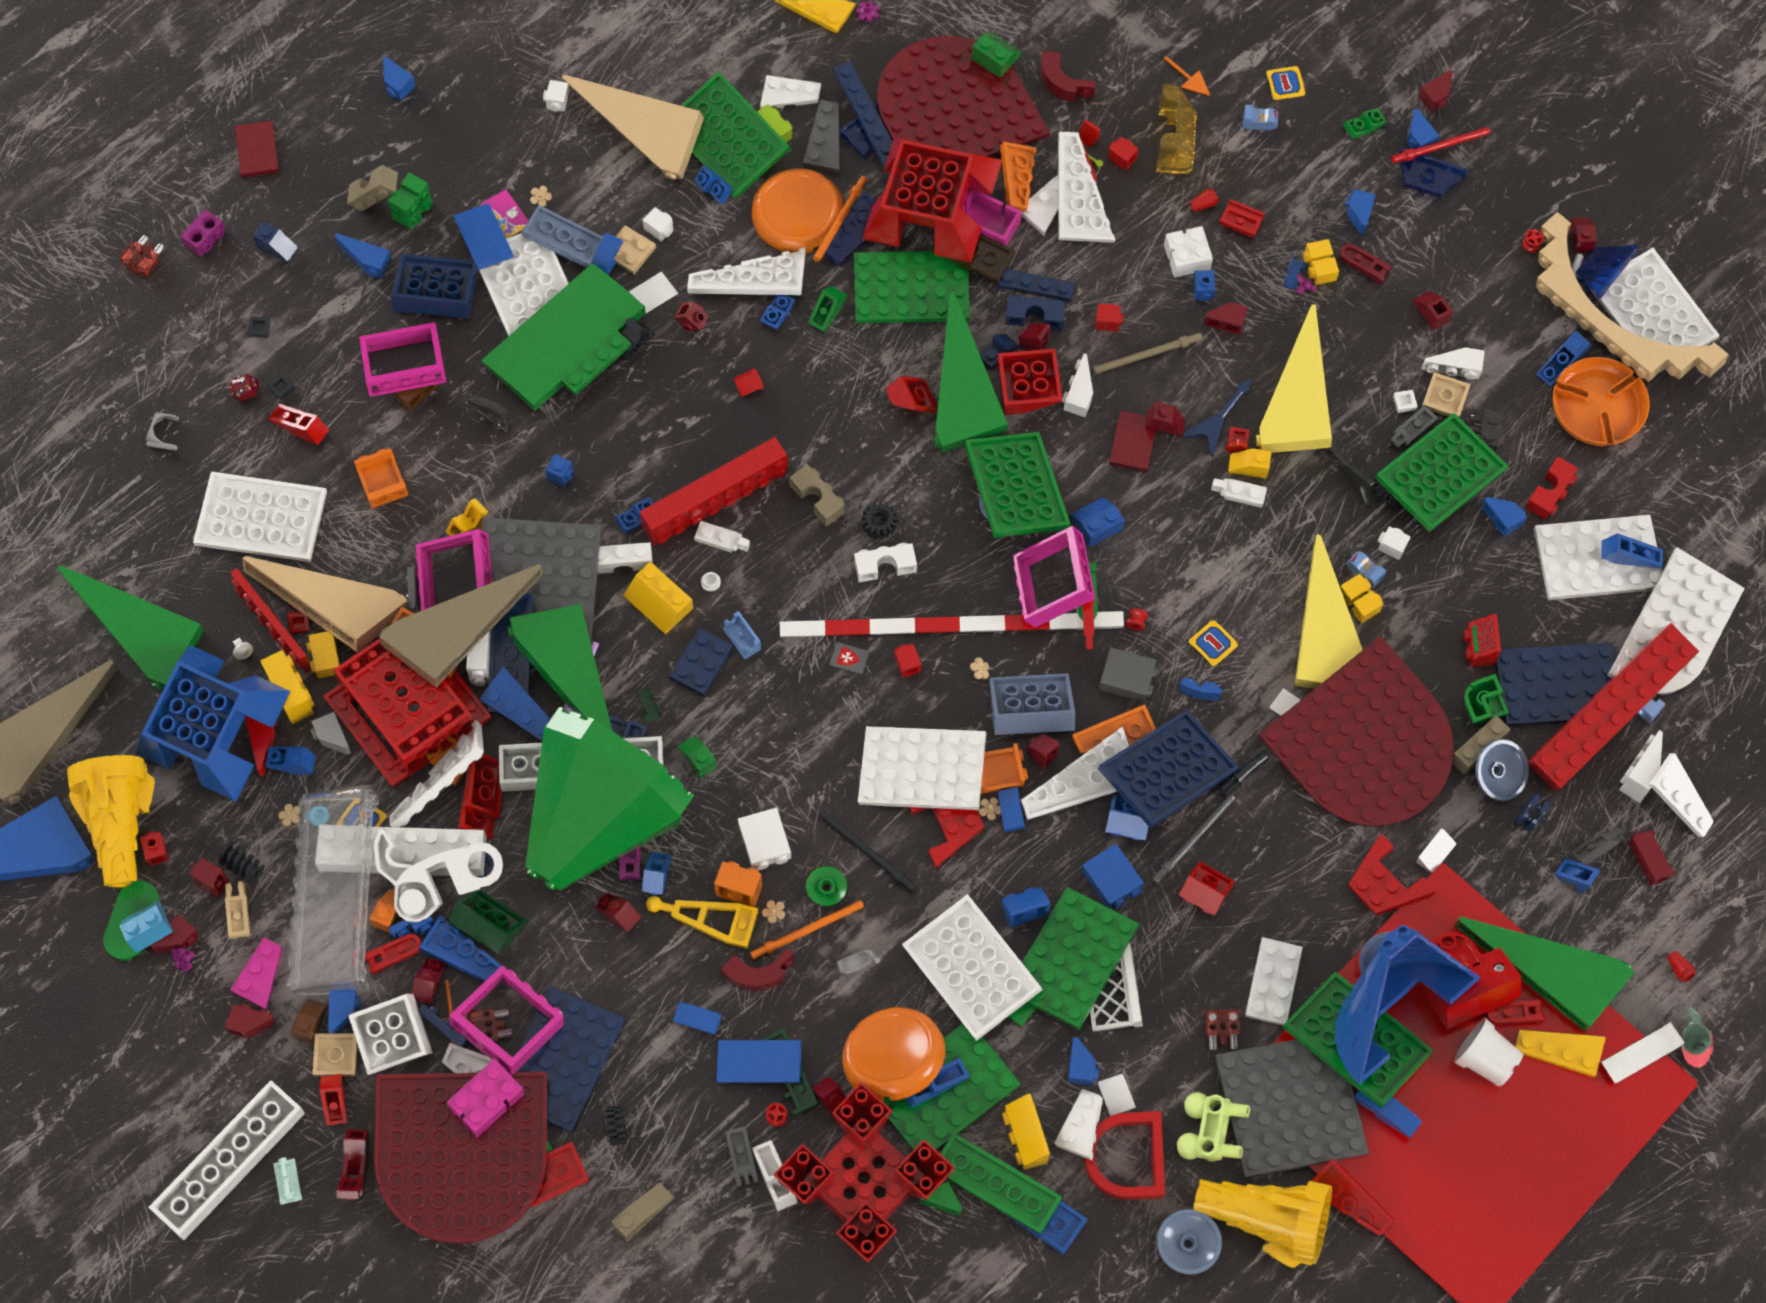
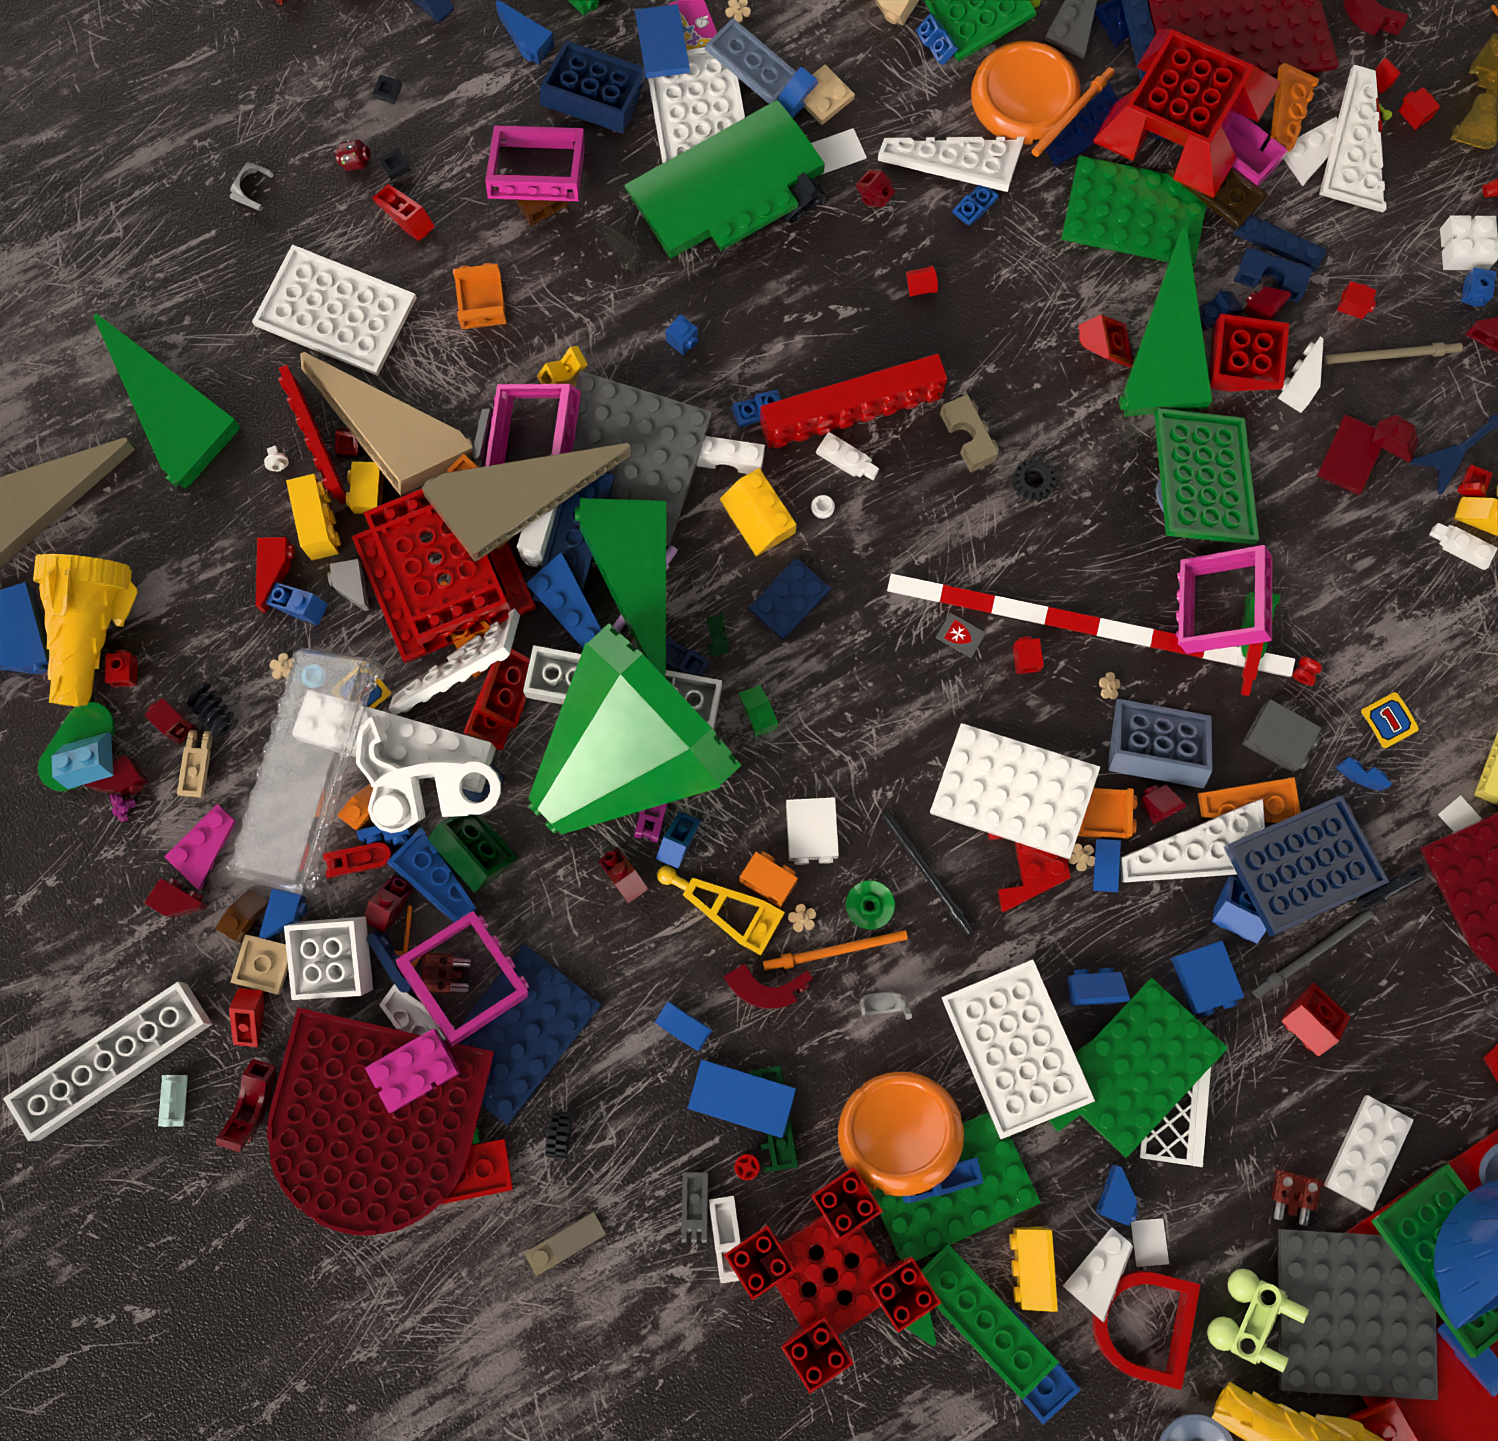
camera: 15 degrees right, 10 degrees up
(208, 745) = (201, 530): blue slope -> none
(658, 224) = (863, 71): white brick -> none
(742, 636) = (843, 580): medium blue hinge -> none
(827, 308) = (1033, 214): green slope -> none
(829, 1095) = (815, 1164): dark red slope -> none
(900, 556) = (1049, 530): white arch -> none
(1098, 521) = (1290, 540): blue slope -> none

